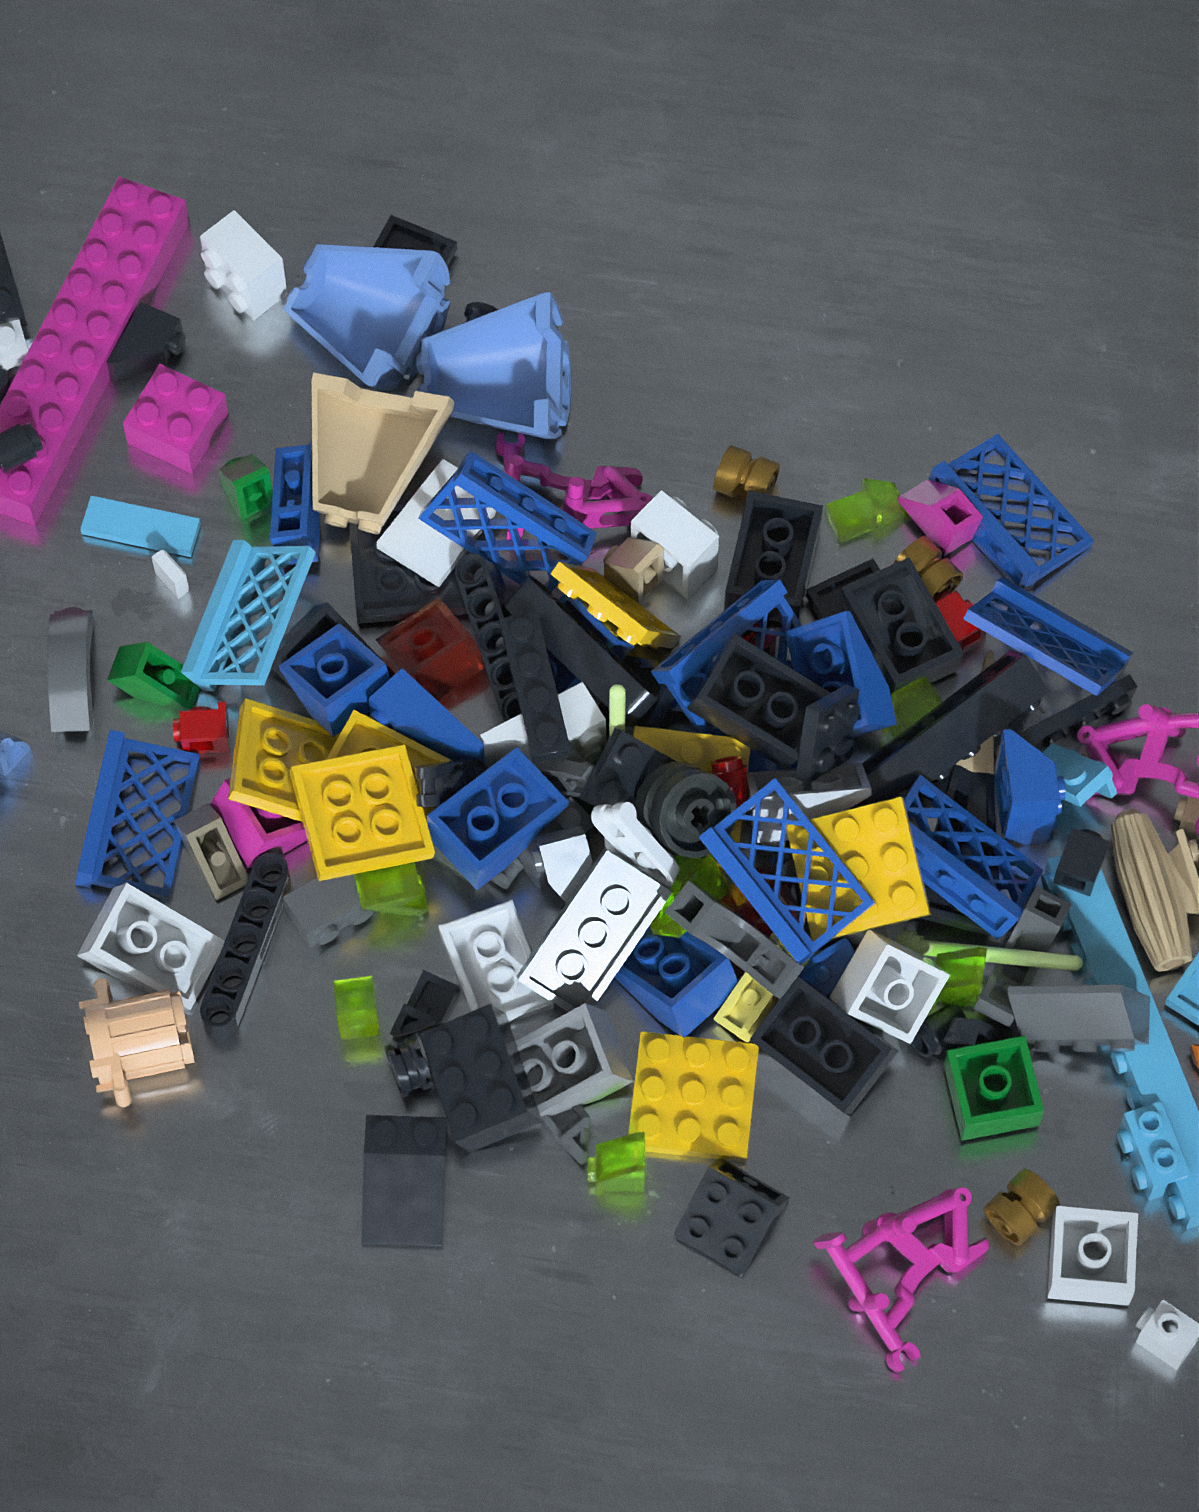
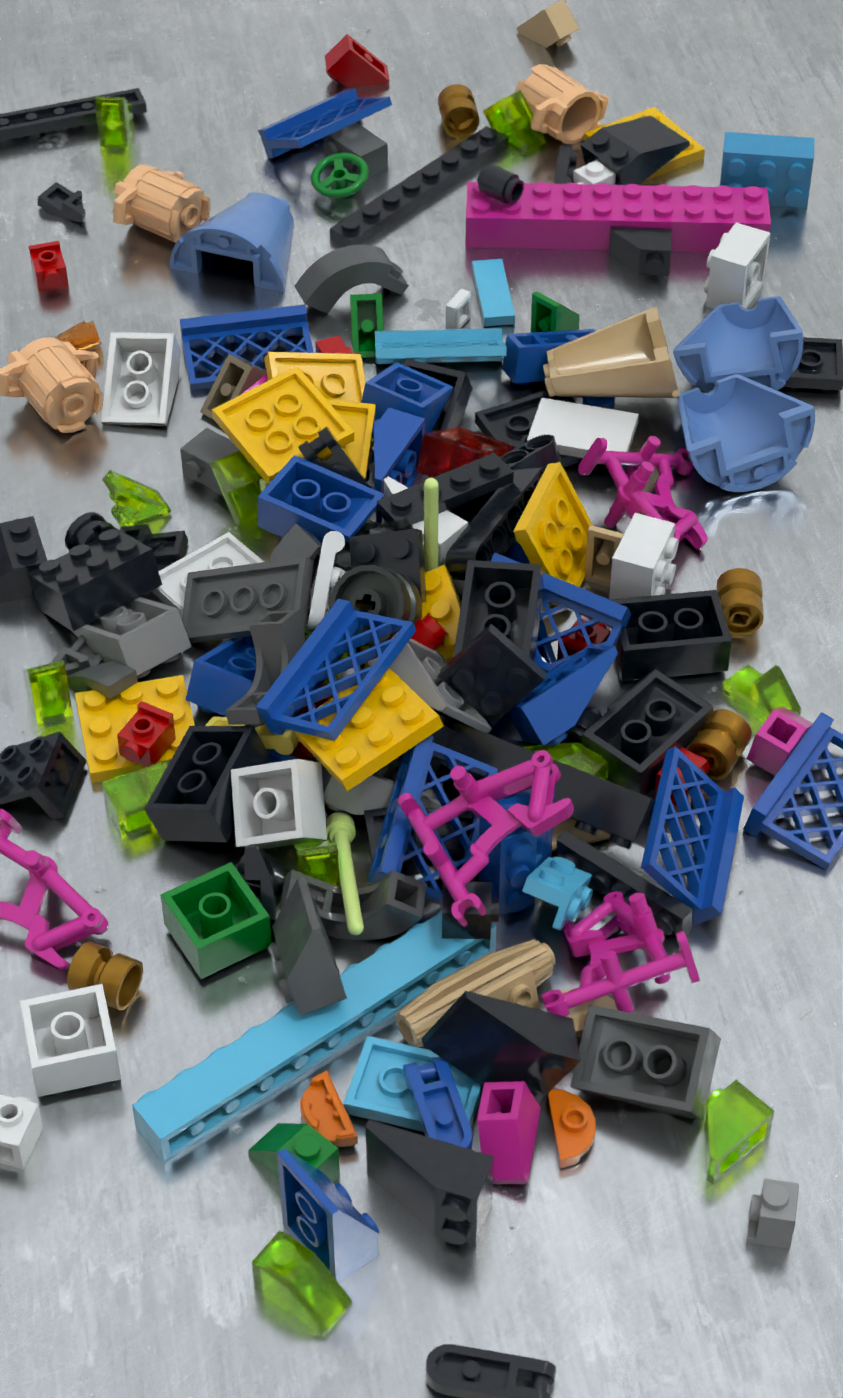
camera: 70 degrees right, 20 degrees down
(37, 996) = (81, 336): none -> clear orange cone
(77, 163) = (772, 163): none -> dark azure brick
(175, 418) = (589, 277): dark pink brick -> none
(245, 963) = (145, 428): black beam -> none
(522, 510) = (593, 436): blue fence -> none
(624, 1107) = (105, 678): none -> dark grey slope
(739, 1101) = (146, 735): none -> red brick
(804, 1117) = (128, 796): none -> clear neon green slope
(1005, 799) = (481, 799): none -> dark pink piece
(1153, 1149) = (197, 1056): medium azure bracket -> none

